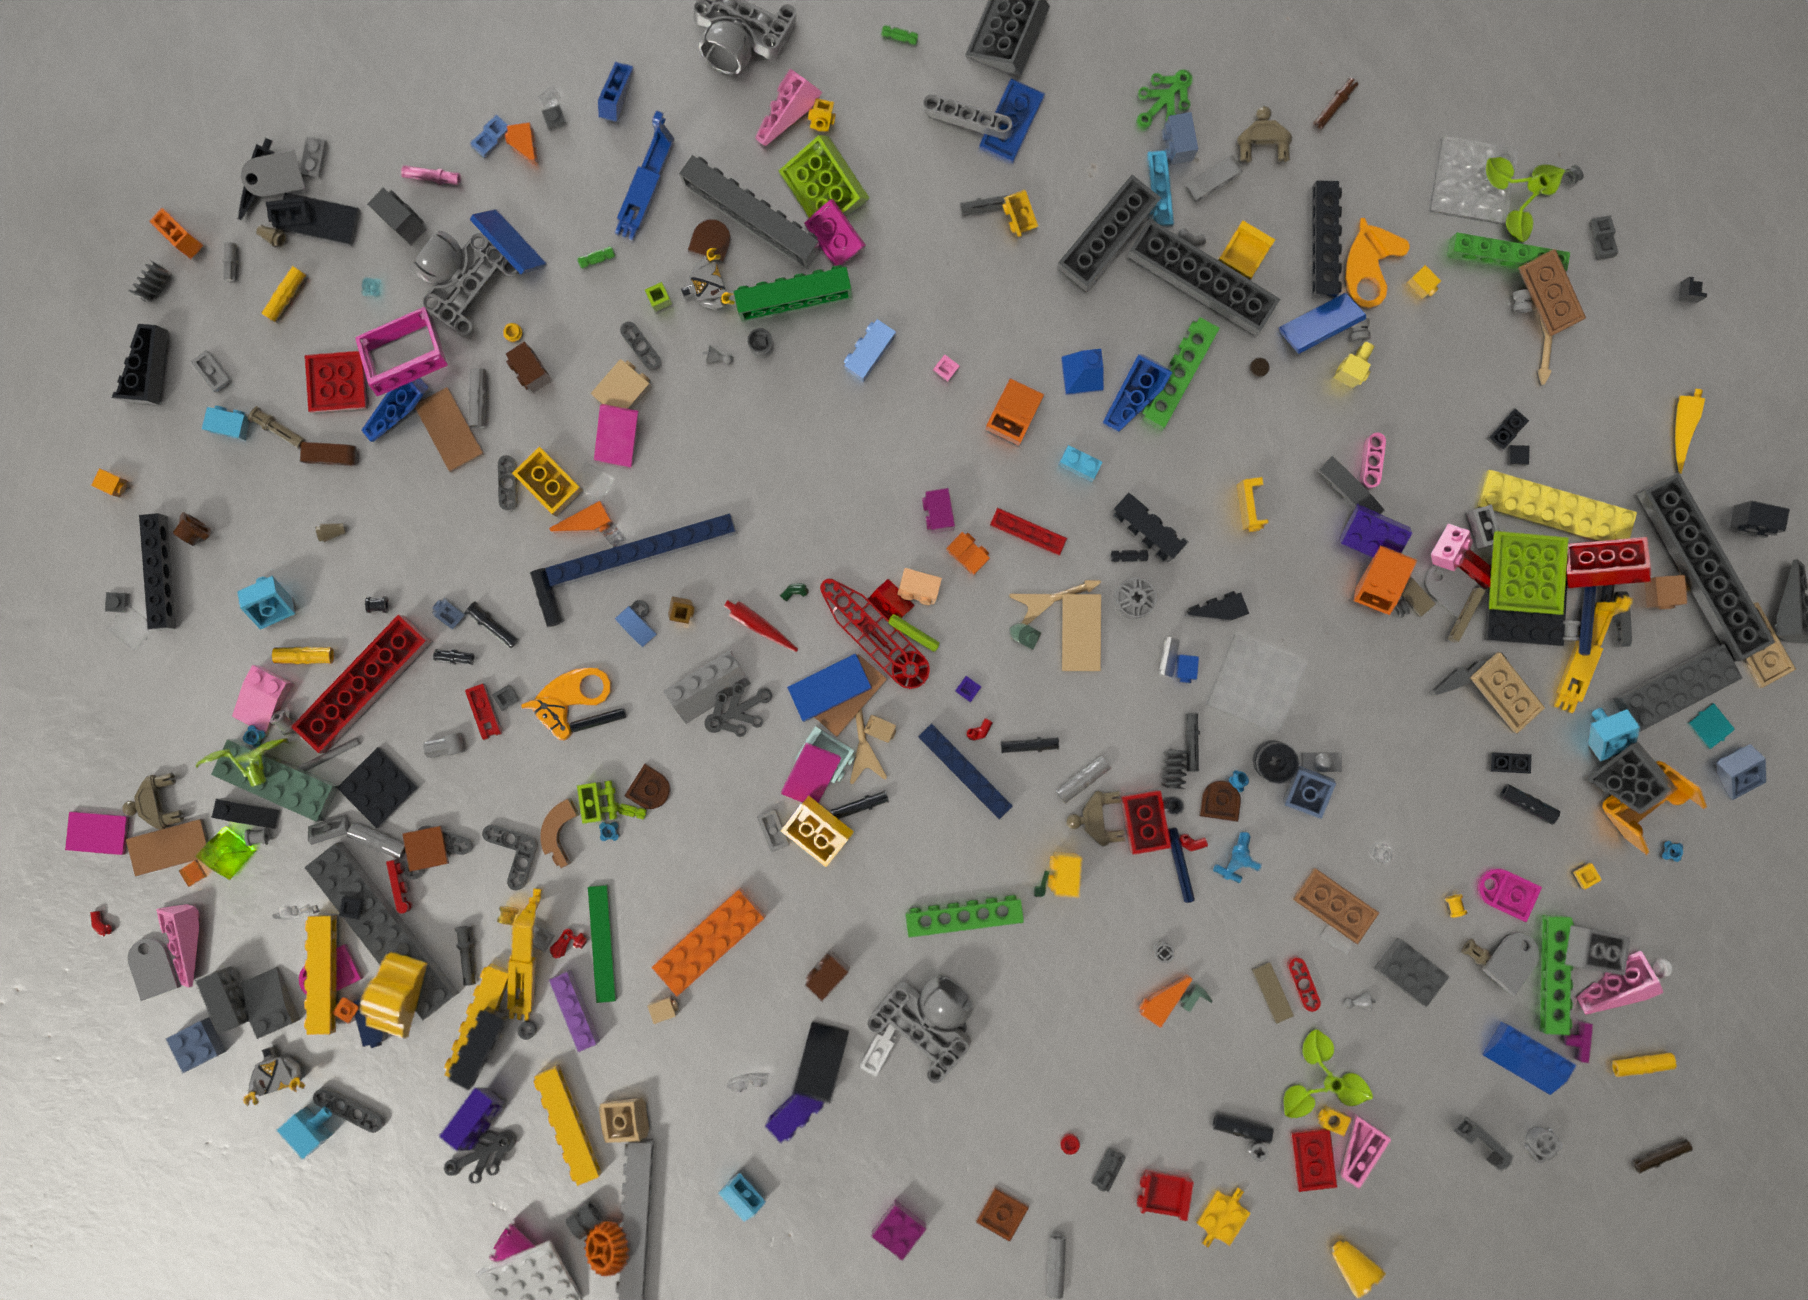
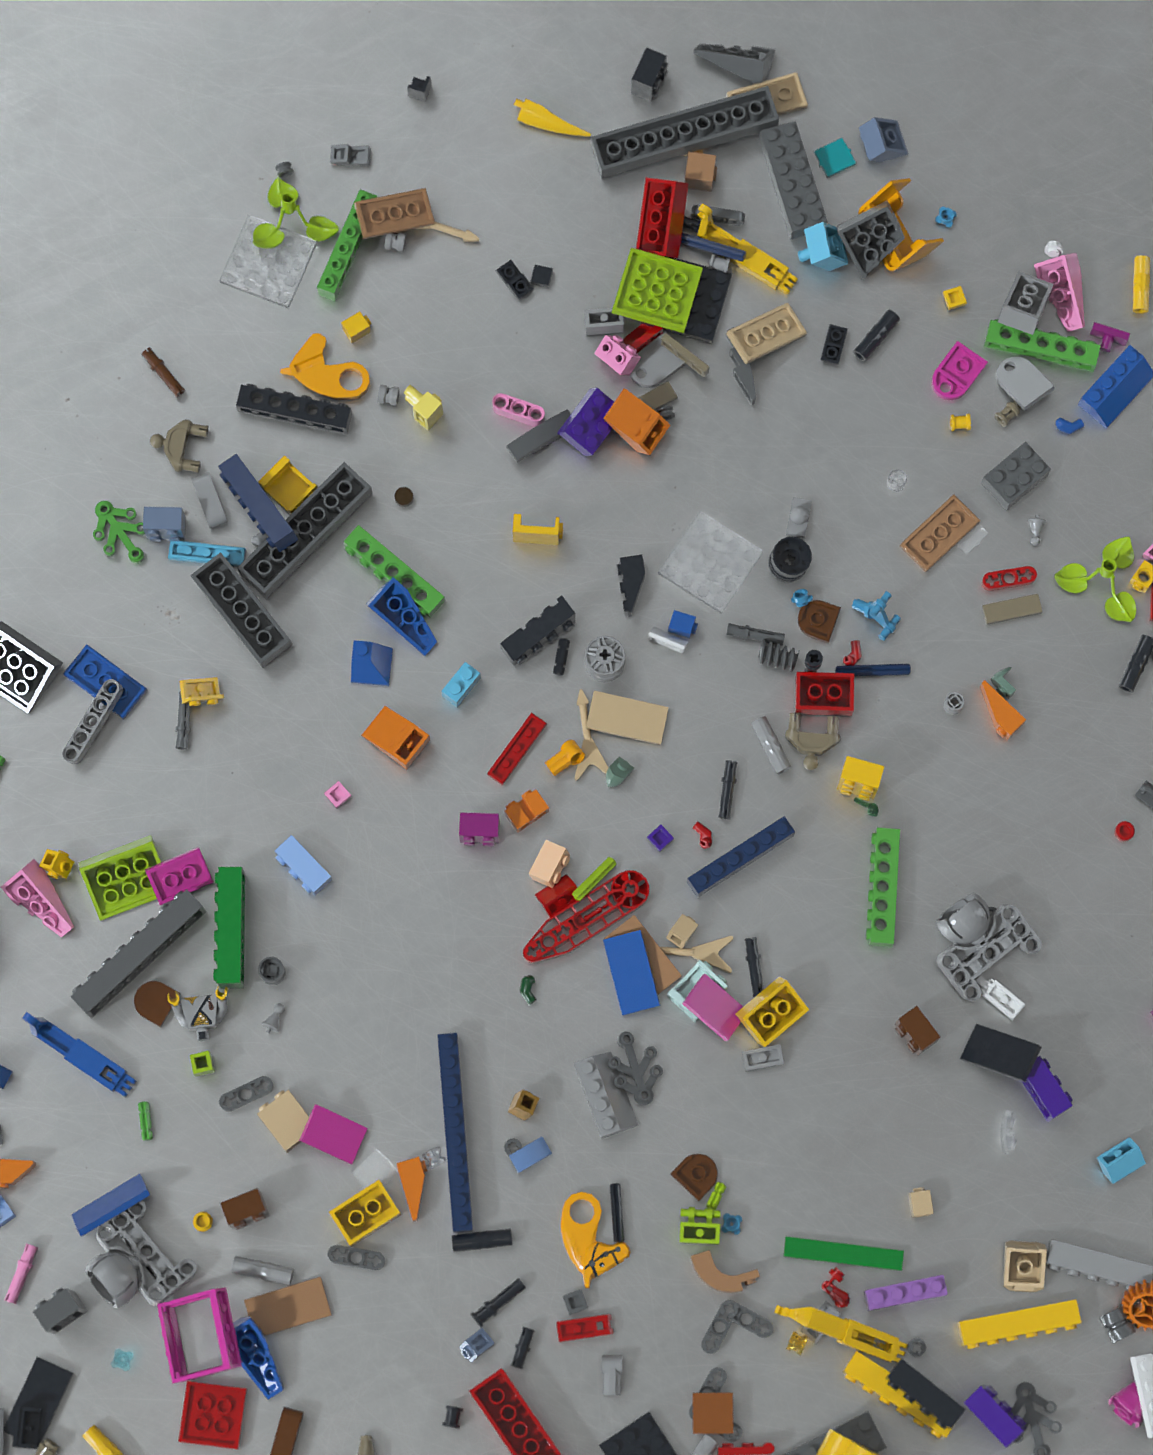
camera: 85 degrees left, 10 degrees down
(465, 946) = (819, 1393): dark grey pin -> none
(708, 942) = (861, 1143): orange brick -> none
(757, 624) = (552, 1033): red piece -> none
(1032, 583) = (569, 754): none -> light orange piece
(1220, 223) = (258, 503): none -> dark blue brick
(1309, 792) = (825, 533): sand blue brick -> none
(1322, 323) = (375, 428): tile -> none
(1475, 1016) = (1068, 427): none -> blue arm
(1555, 508) = (599, 253): light yellow plate -> none

